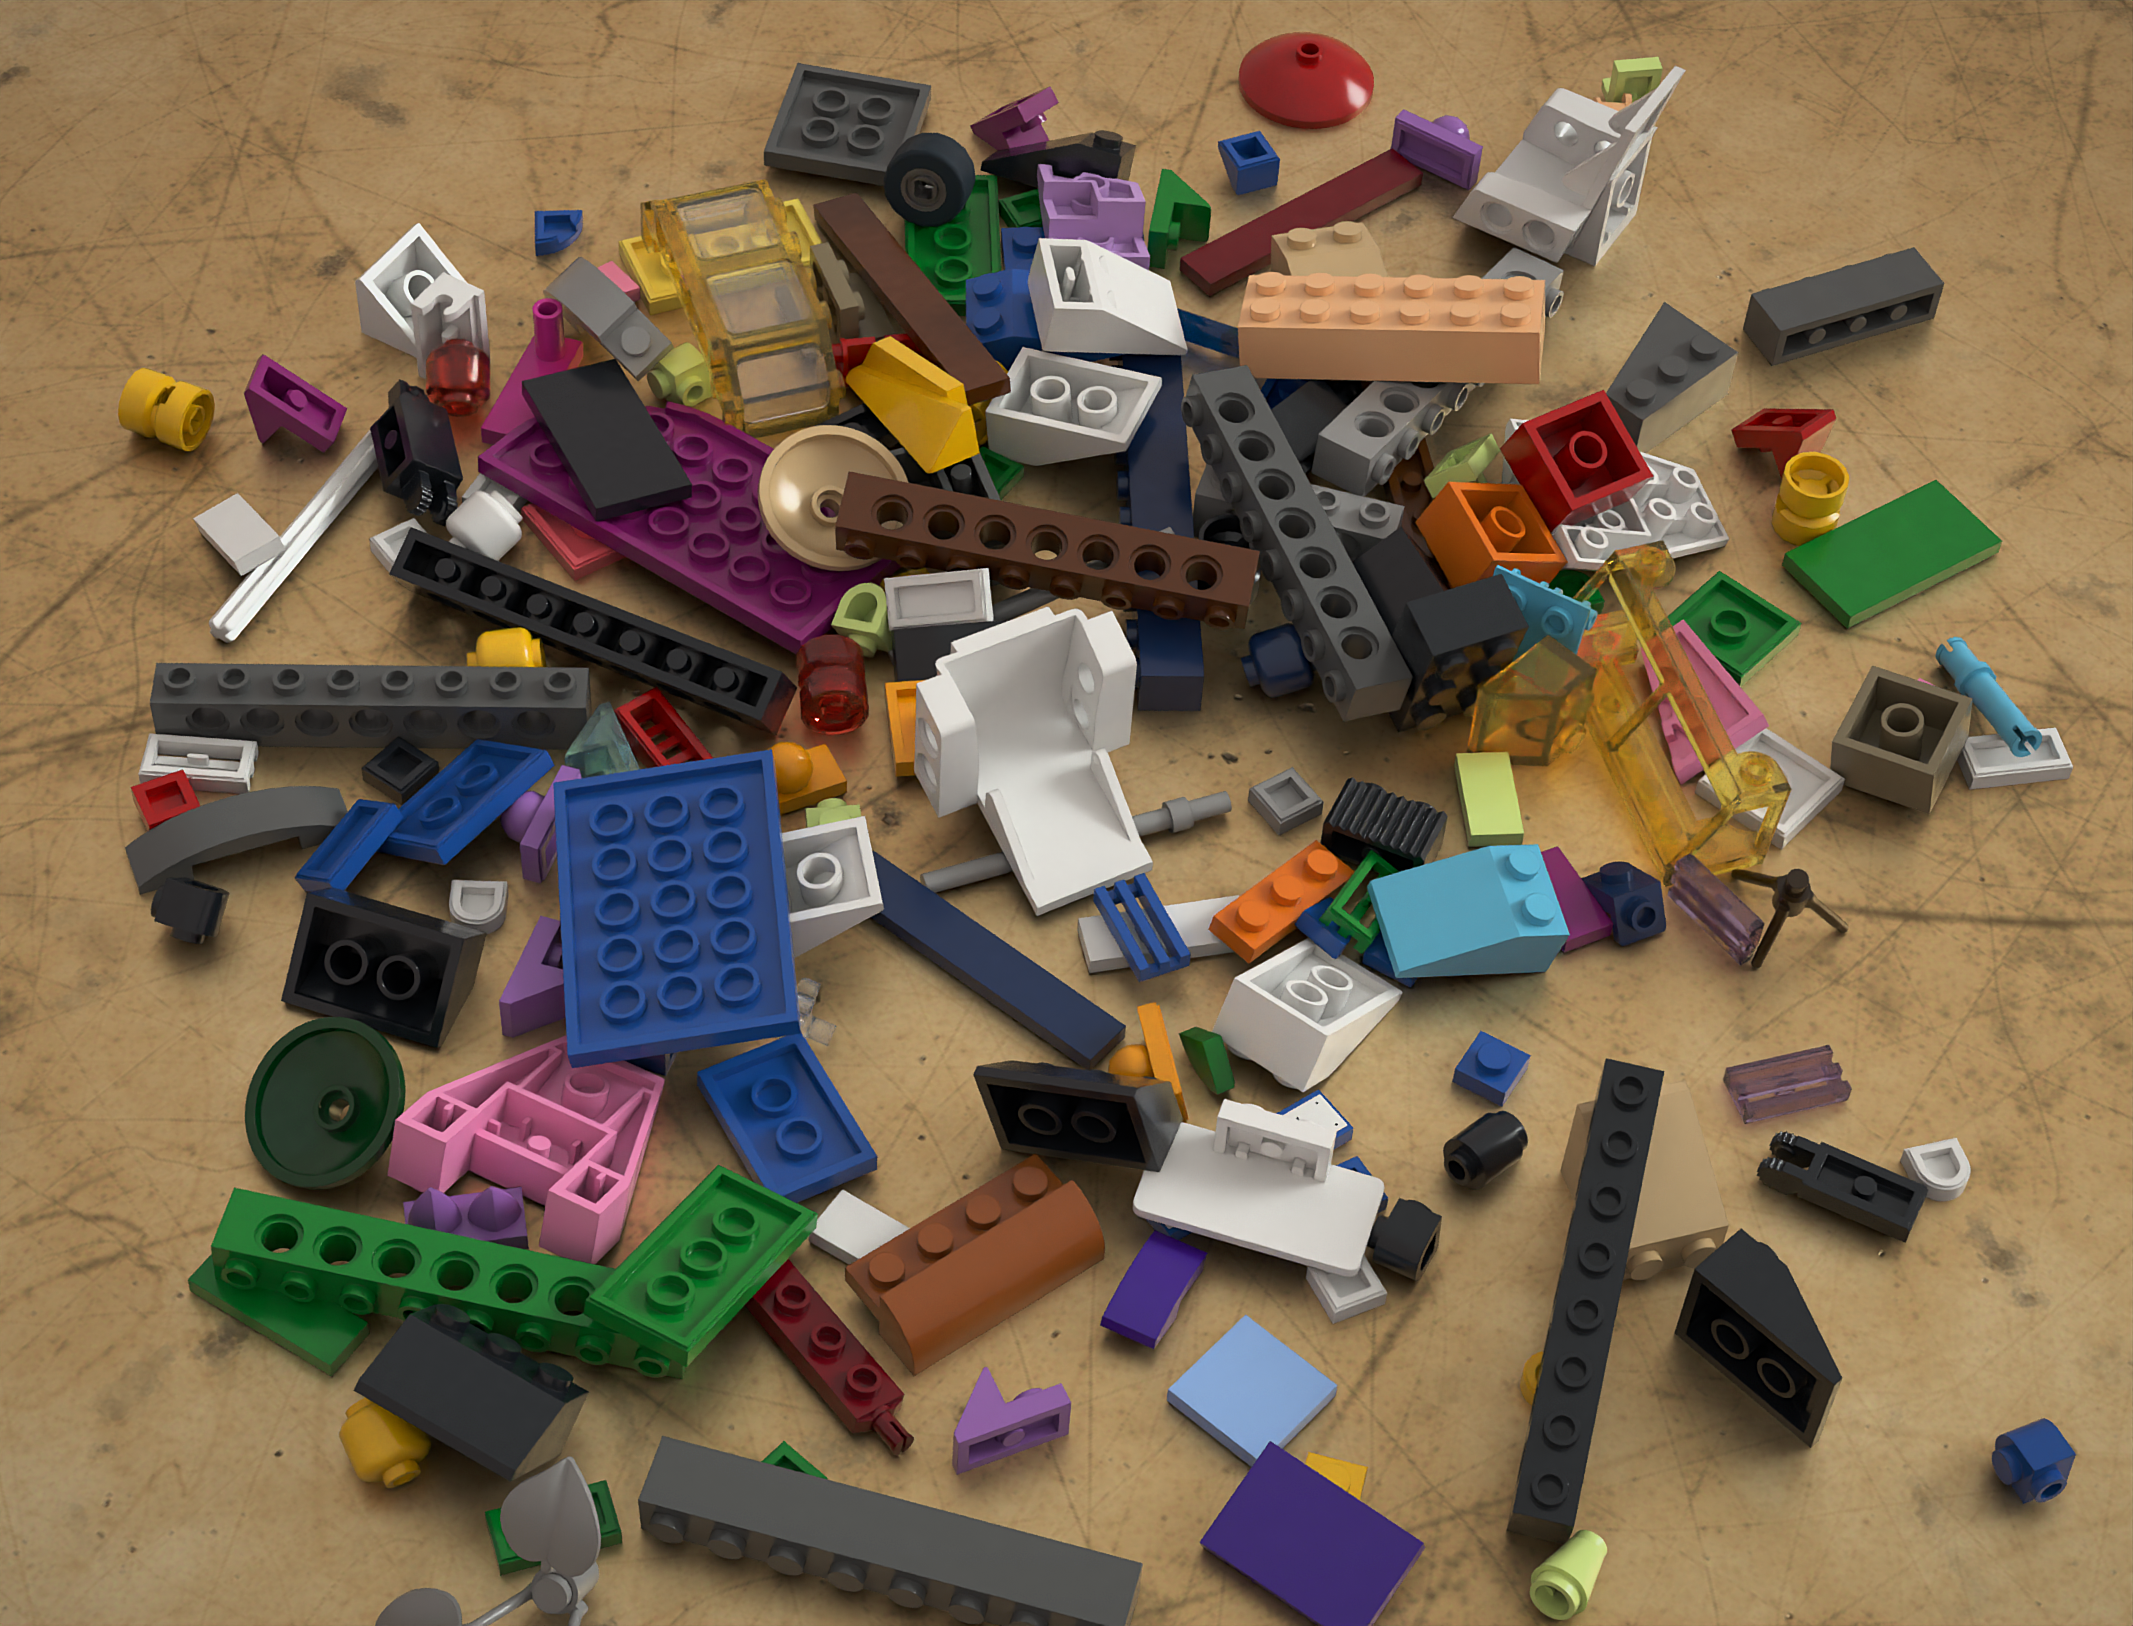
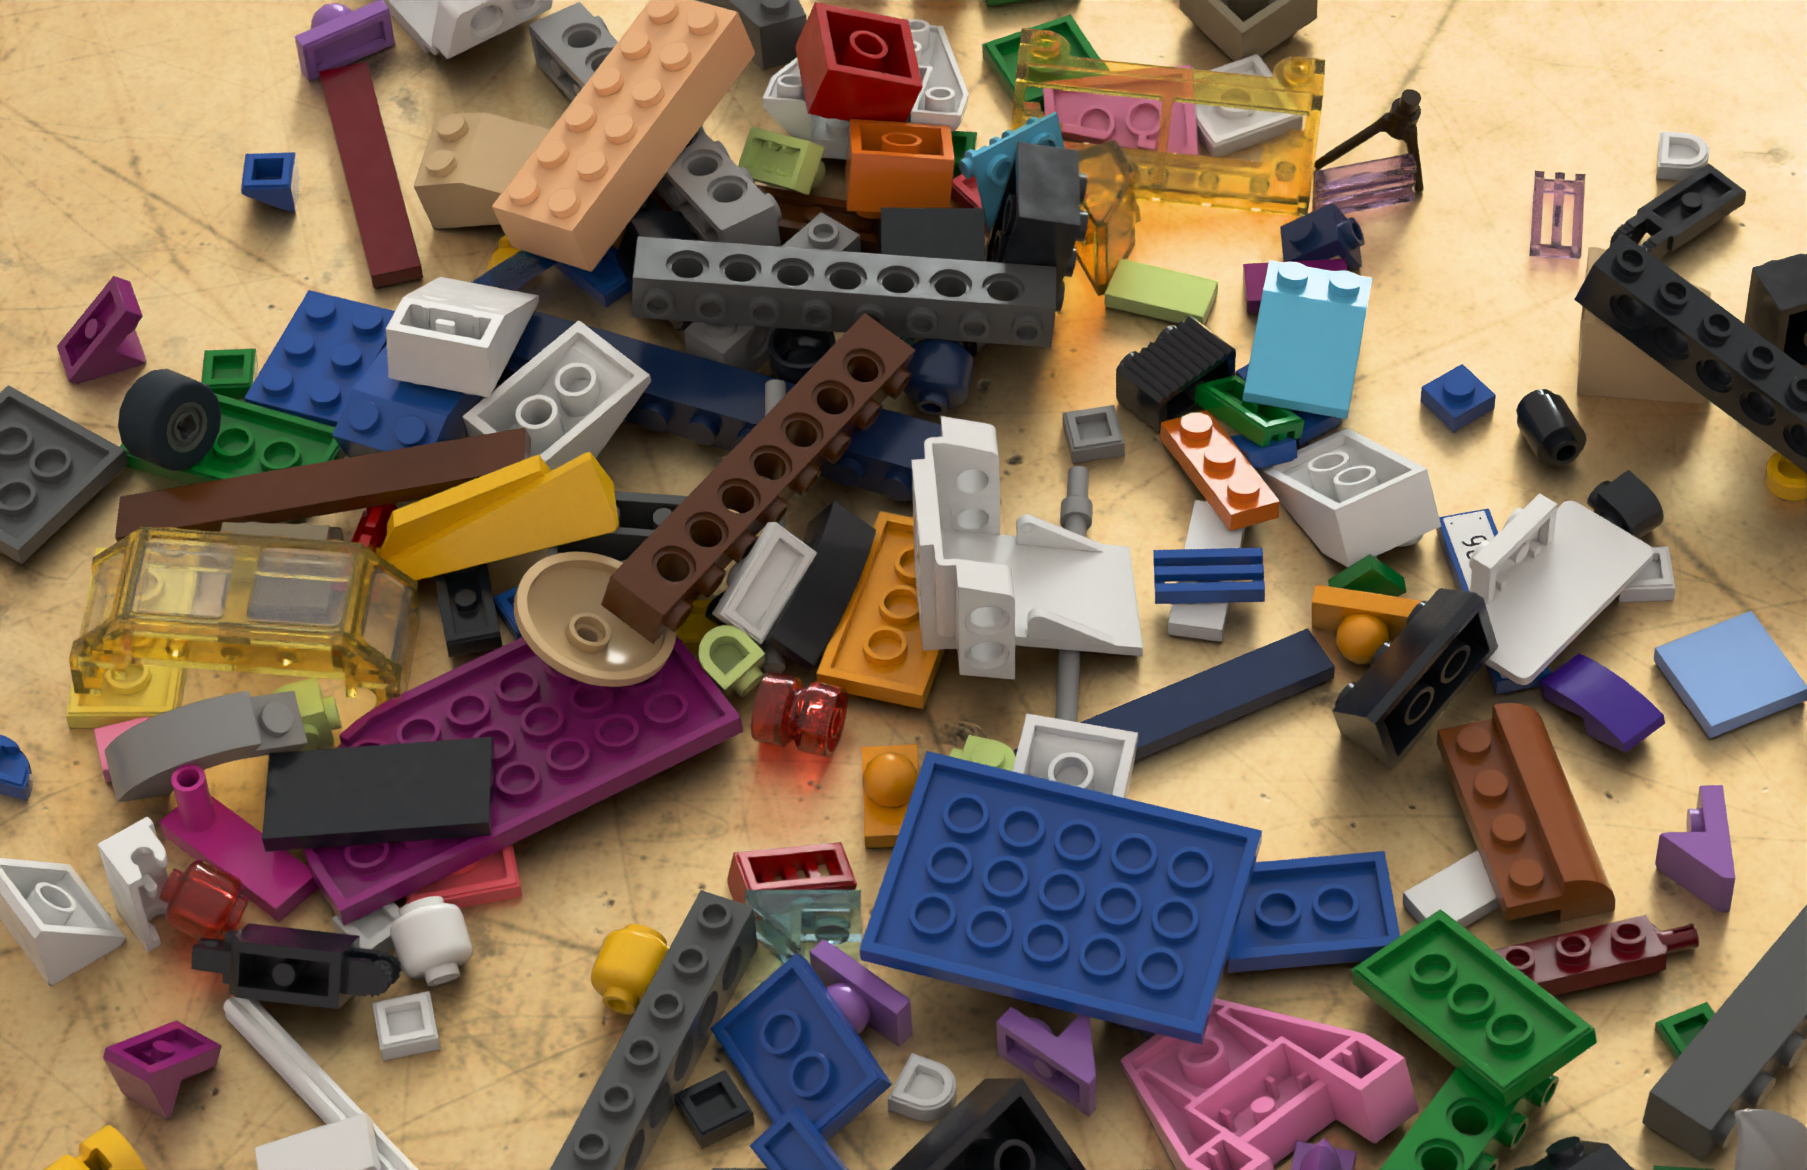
camera: 60 degrees left, 0 degrees up
(594, 631) = (632, 883): black brick -> none
(1092, 153) = (199, 312): black slope -> none
(1094, 210) = (301, 318): lavender slope -> none
(1176, 216) = (314, 260): green slope -> none
(1306, 80) = (172, 106): red dish -> none

